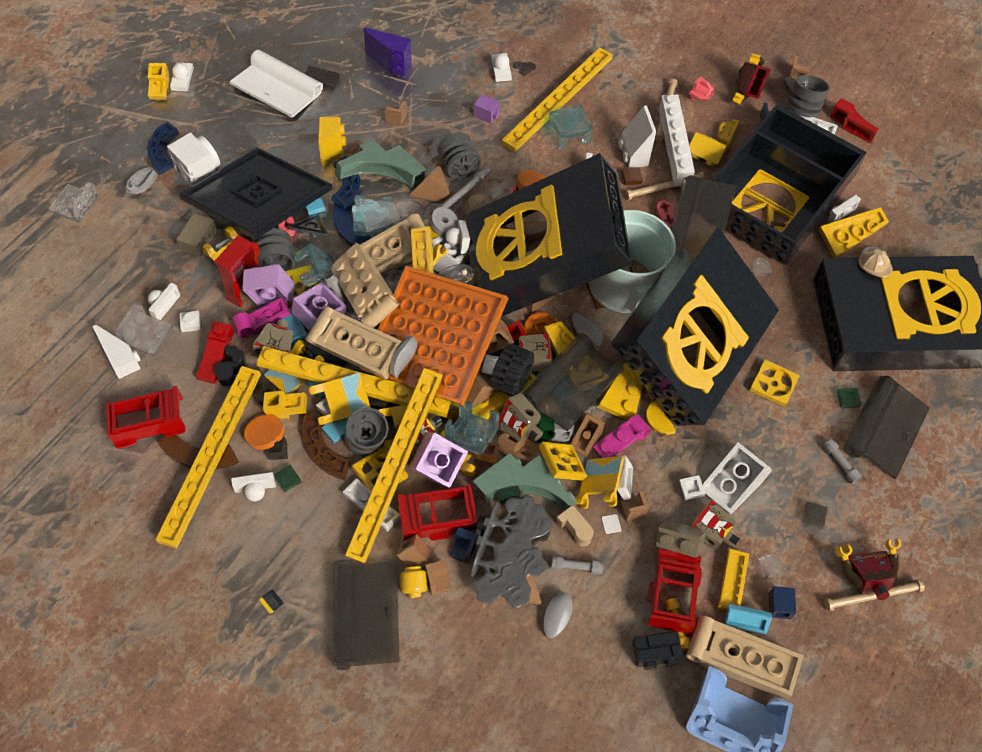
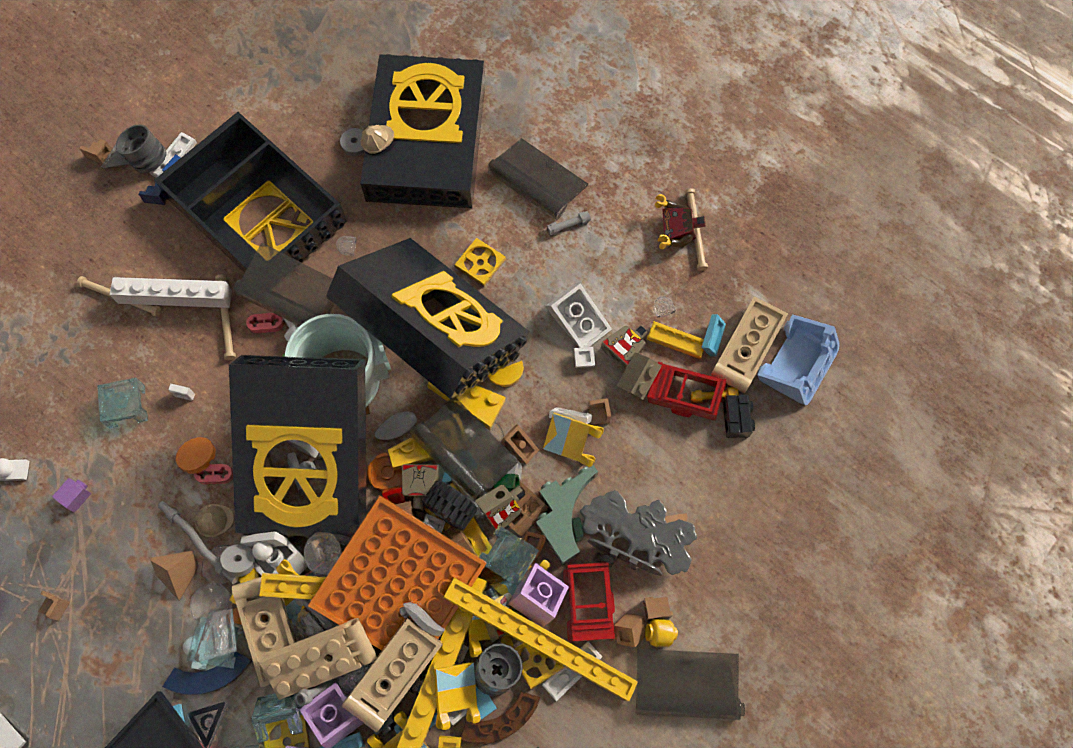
camera: 80 degrees left, 10 degrees up
(331, 139) = (80, 689): yellow slope -> none
(346, 194) = (147, 669): dark blue tile -> none
(375, 160) = (131, 616): sand green arch -> none
(459, 155) = (141, 533): dark grey wheel -> none
(464, 545) = (626, 580): dark blue panel -> none
(523, 67) = (13, 443): clear smoke tile -> none
(556, 99) = (76, 411): yellow plate -> none
(557, 615) = (700, 499): light grey arm -> none
(569, 454) = (546, 463): yellow piece -> none
(576, 526) = (619, 465): tan leg -> none
(595, 567) = (649, 490): light grey bar -> none
(611, 524) = (611, 437): white sticker -> none
(622, 437) = (525, 411): dark pink plate -> none
(632, 176) = (204, 348): reddish brown tile -> none
(638, 139) = (164, 331): white slope -> none
(701, 90) = (104, 253): coral piece -> none
(708, 149) = (186, 261): yellow slope -> none
(727, 130) = (163, 240): yellow tile -> none
(751, 79) = (103, 199): dark red torso -> none
(782, 602) = (700, 304): dark blue panel -> none
(815, 514) = (617, 258): clear smoke tile -> none
(841, 211) = (287, 147): white plate -> none
(848, 398) = (503, 202): clear green tile -> none
(850, 231) = (318, 153): yellow wing -> none
(853, 121) = (182, 116): red slope -> none

